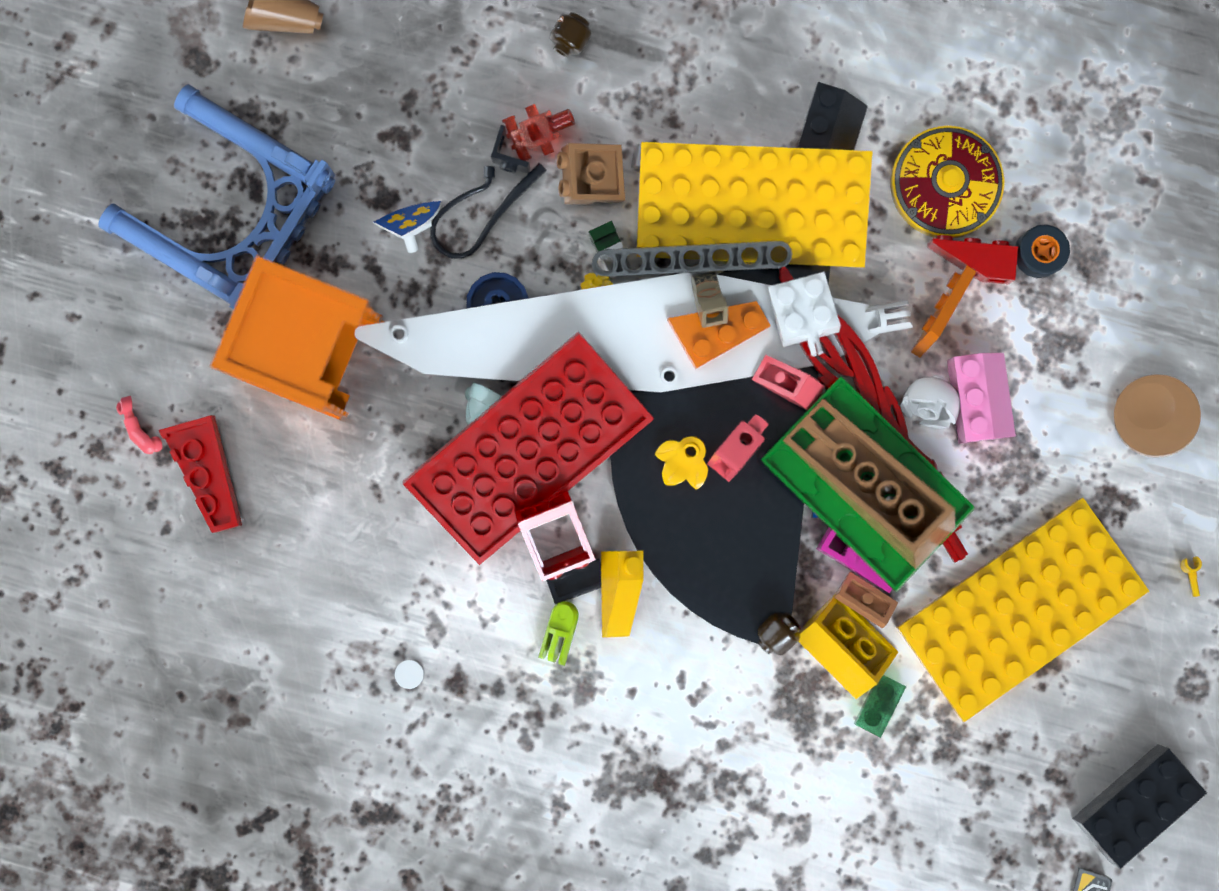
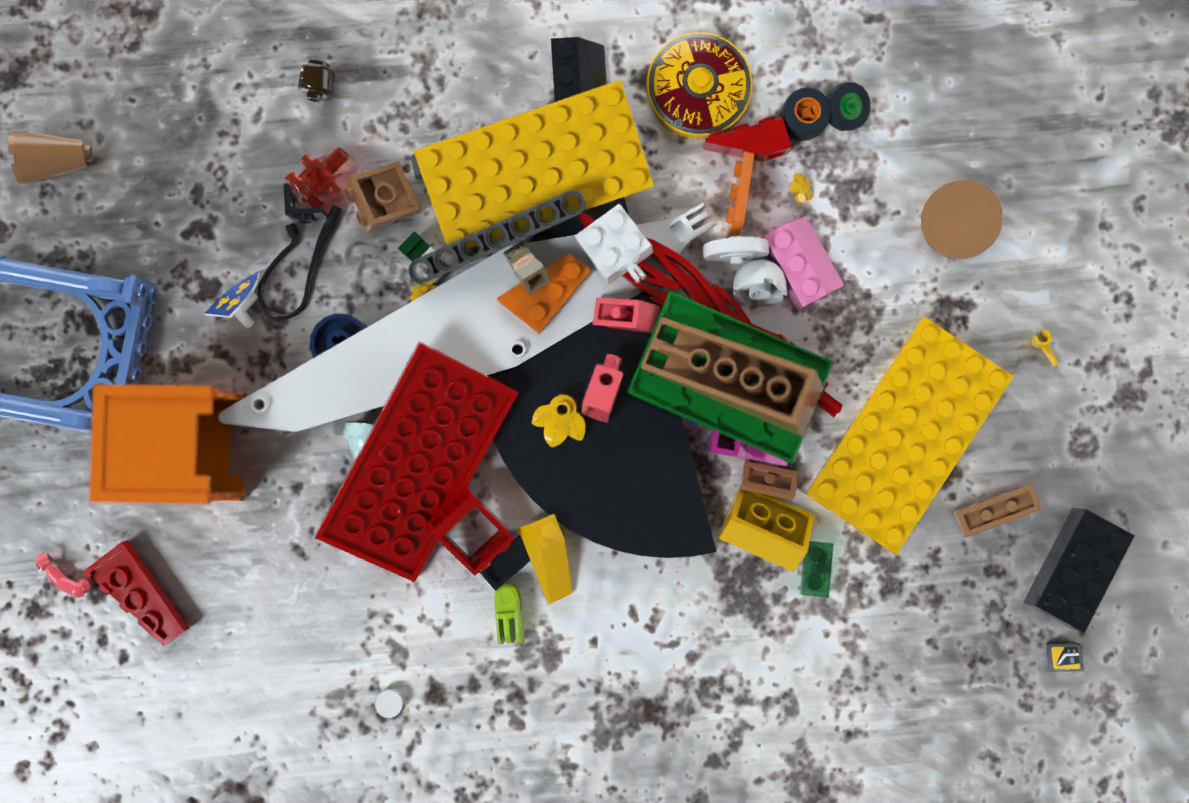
camera: 20 degrees left, 0 degrees up
(779, 633) = (703, 541): dark brown head -> none
(921, 360) = (735, 249): none -> white wheel
(1009, 321) = (801, 188): none -> yellow plant
(1081, 717) = (997, 510): none -> medium nougat plate
(1088, 260) = (848, 106): none -> black wheel

